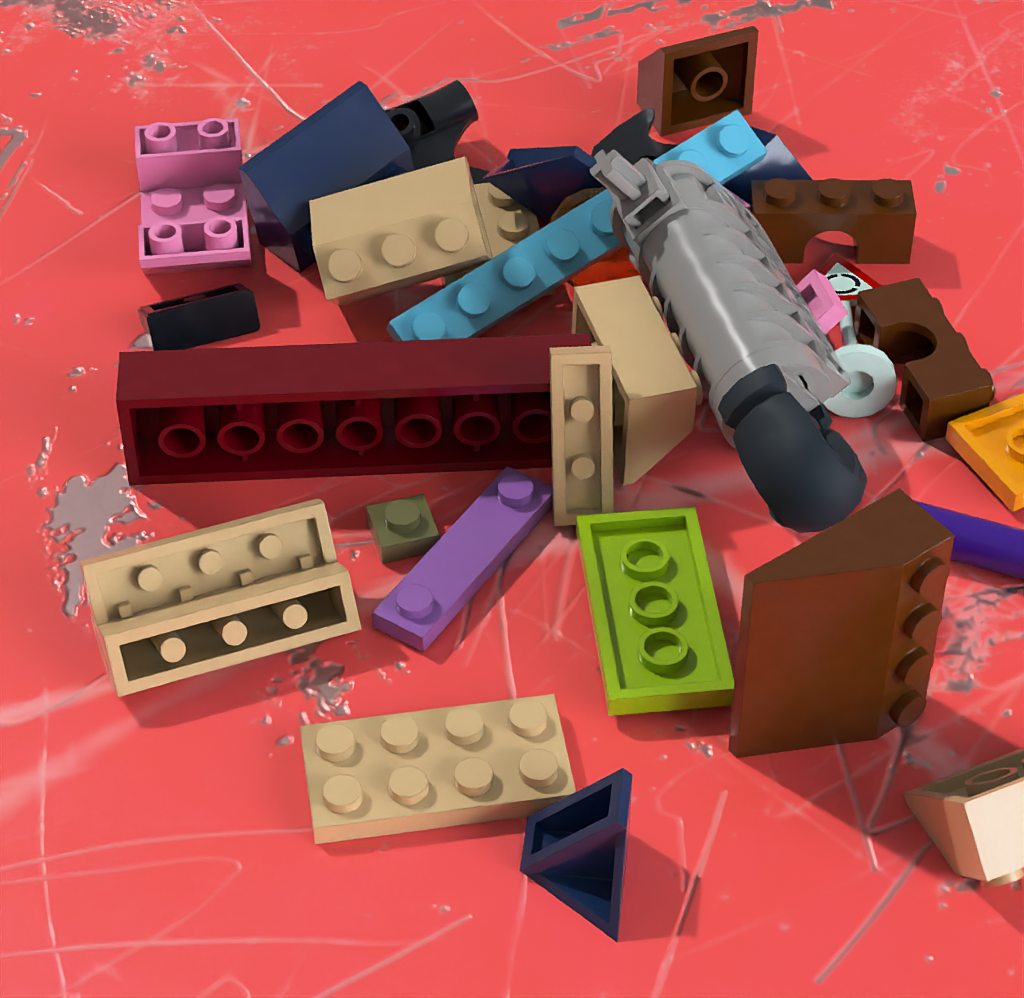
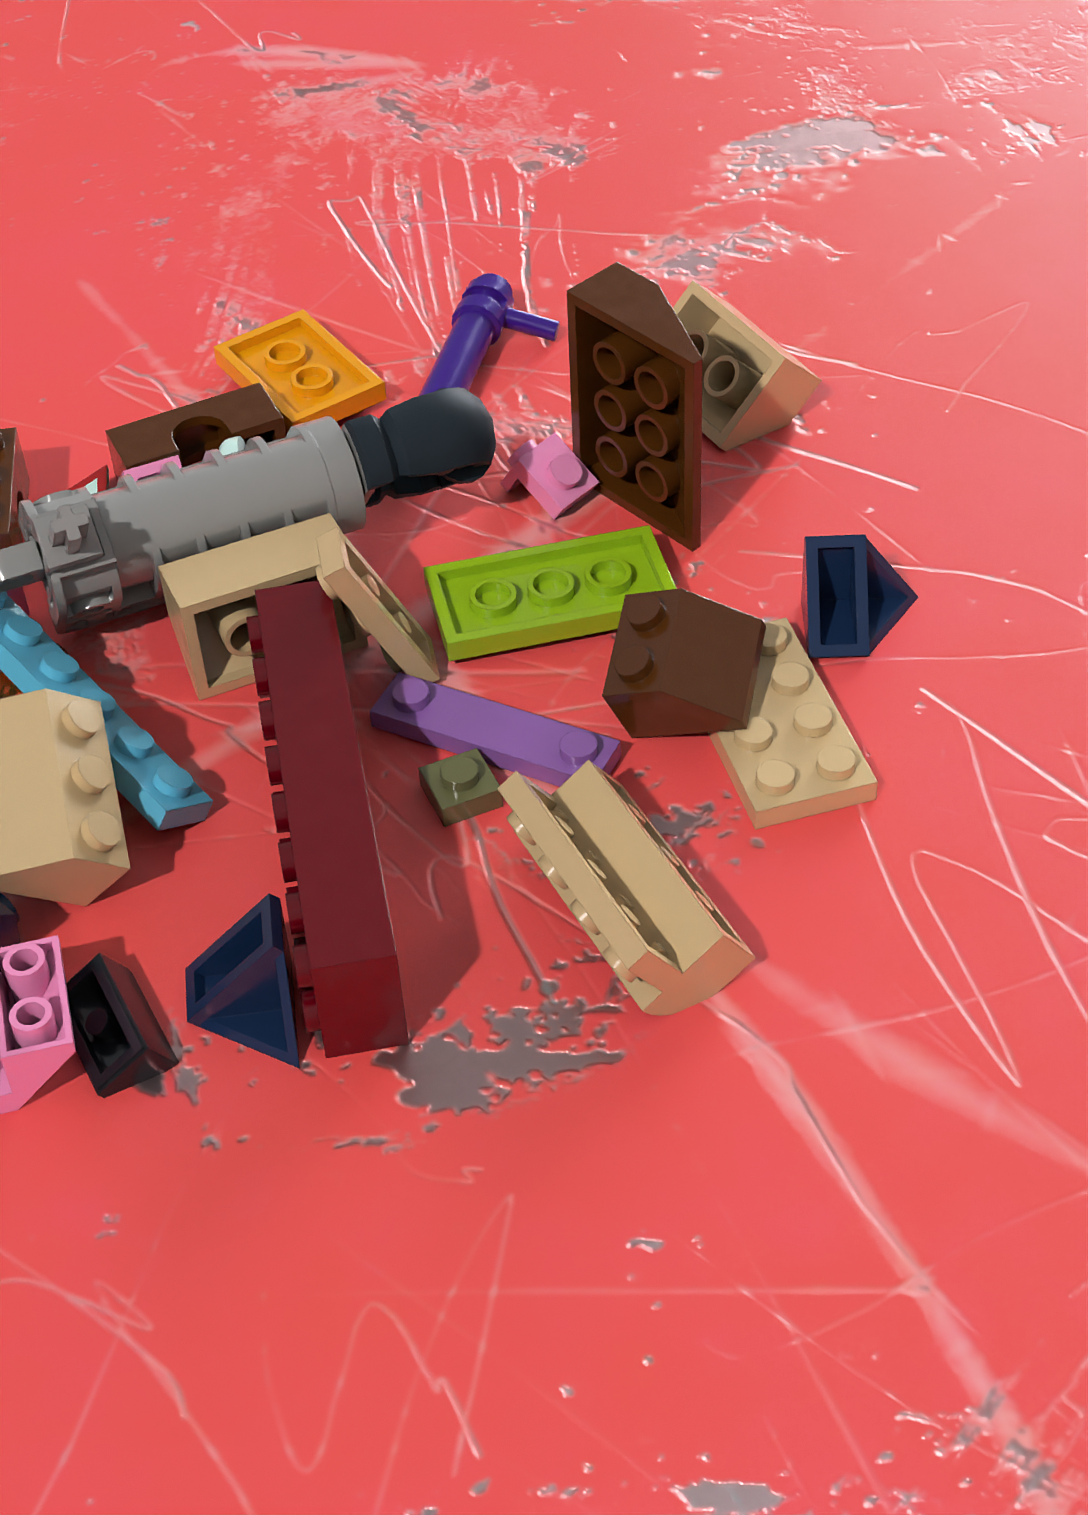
camera: 95 degrees left, 0 degrees up
(481, 665) = (682, 665): none -> reddish brown slope

